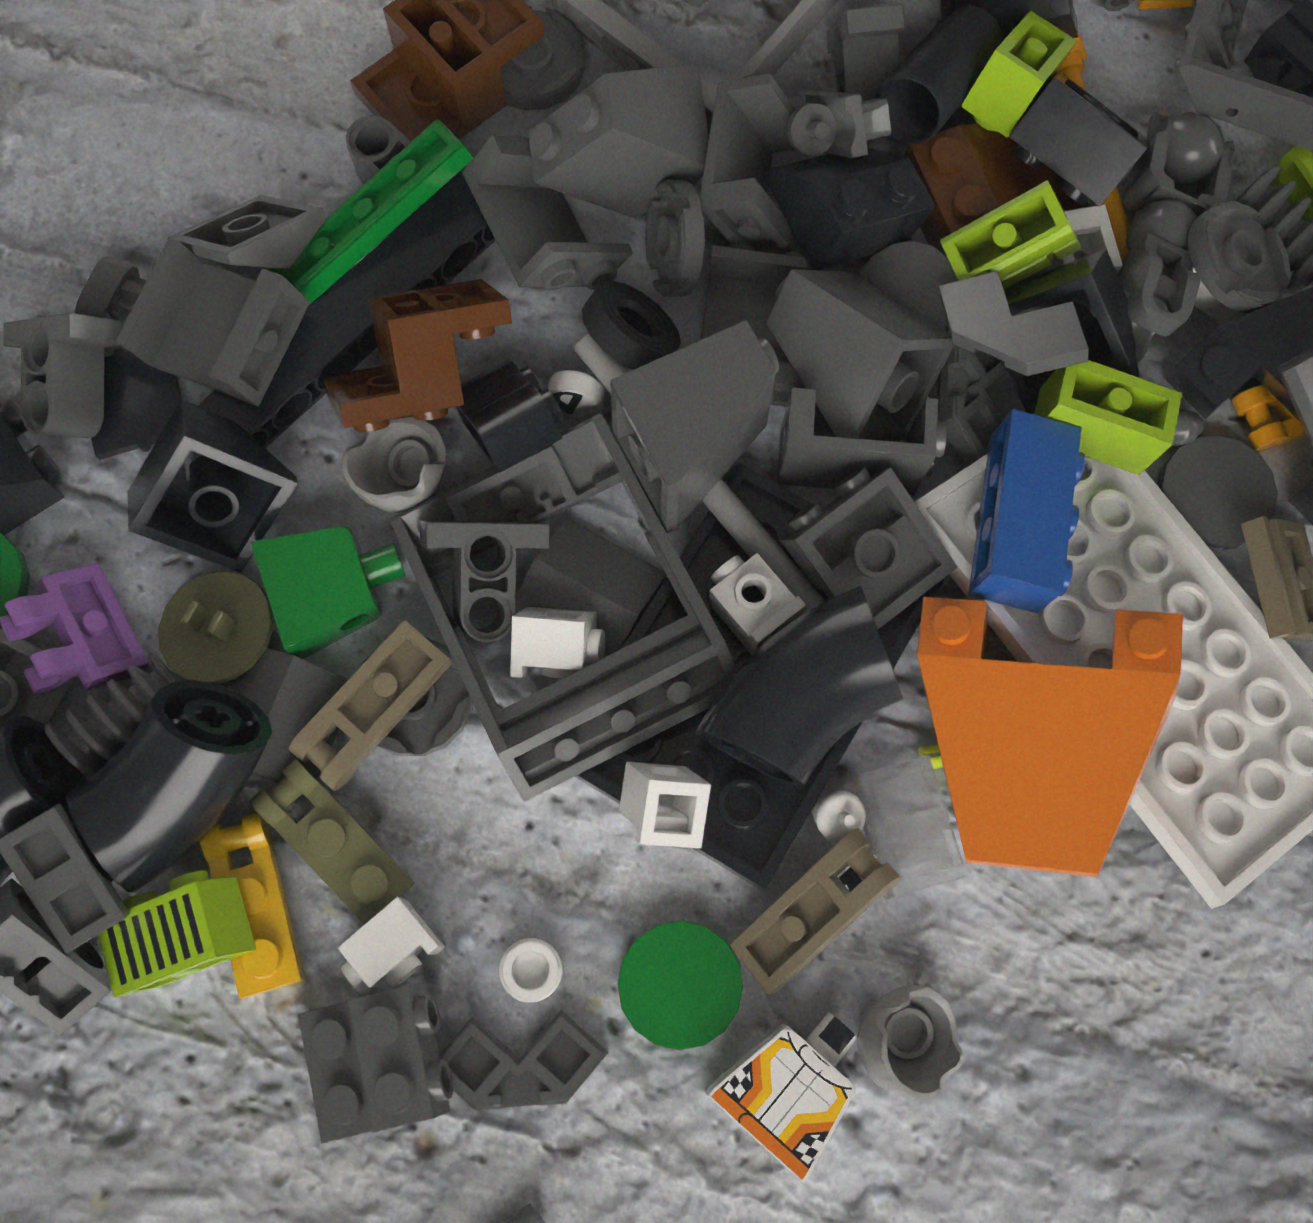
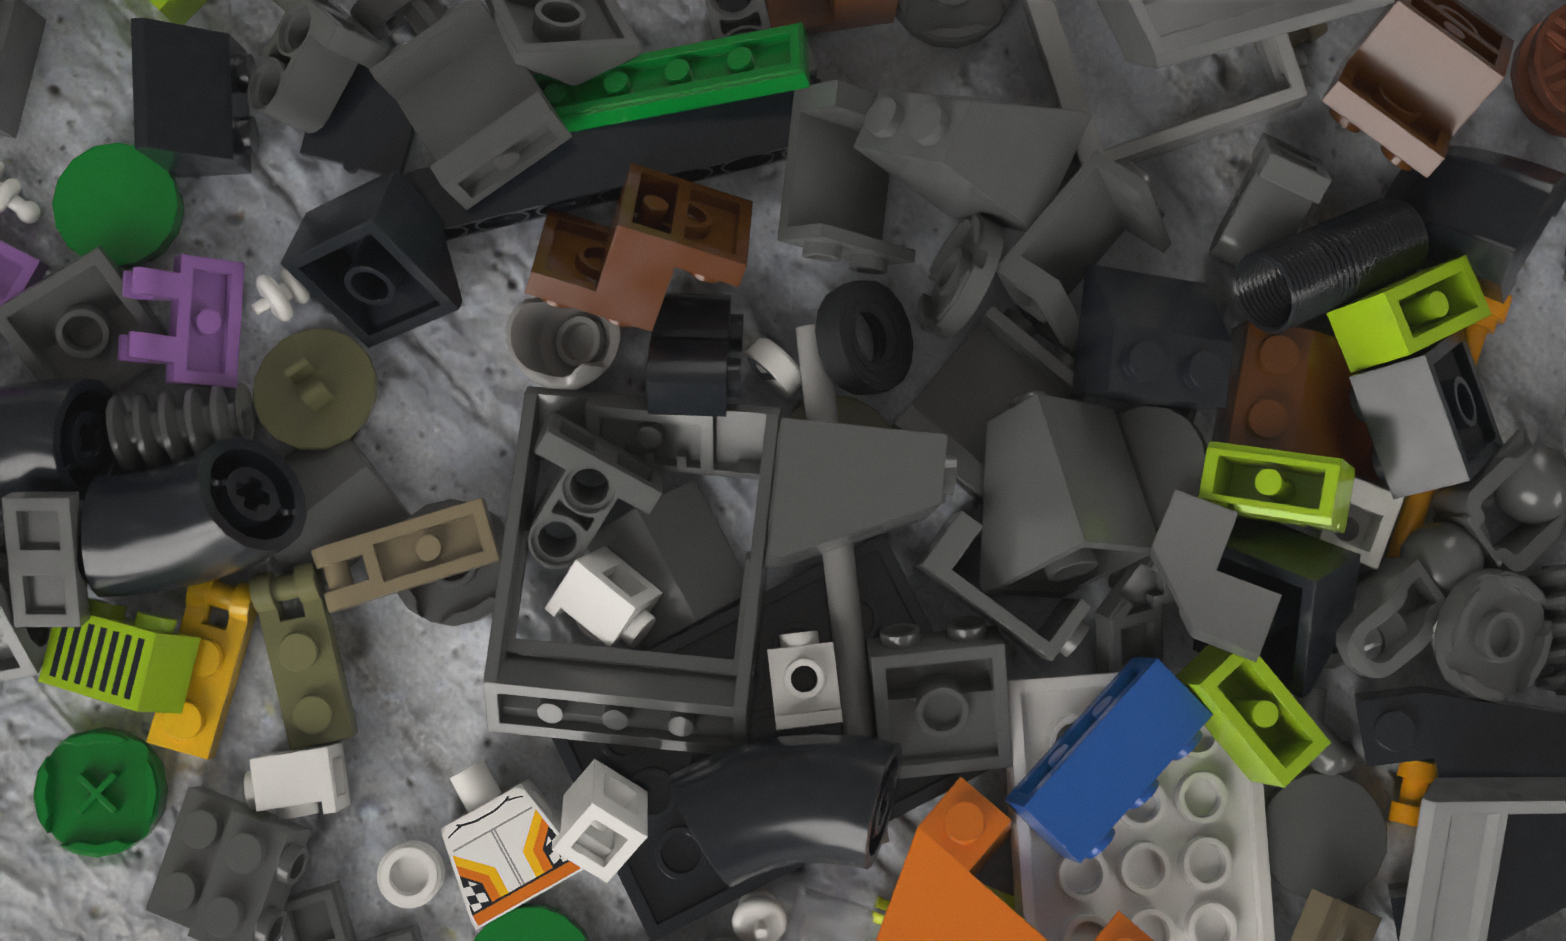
camera: 35 degrees right, 10 degrees up
(143, 569) = (277, 296): none -> white hair
(223, 1069) = (101, 792): none -> green tile
(323, 585) = (431, 412): green torso -> none
(596, 888) = (502, 845): none -> torso
(837, 124) = (1191, 260): dark grey hips -> none

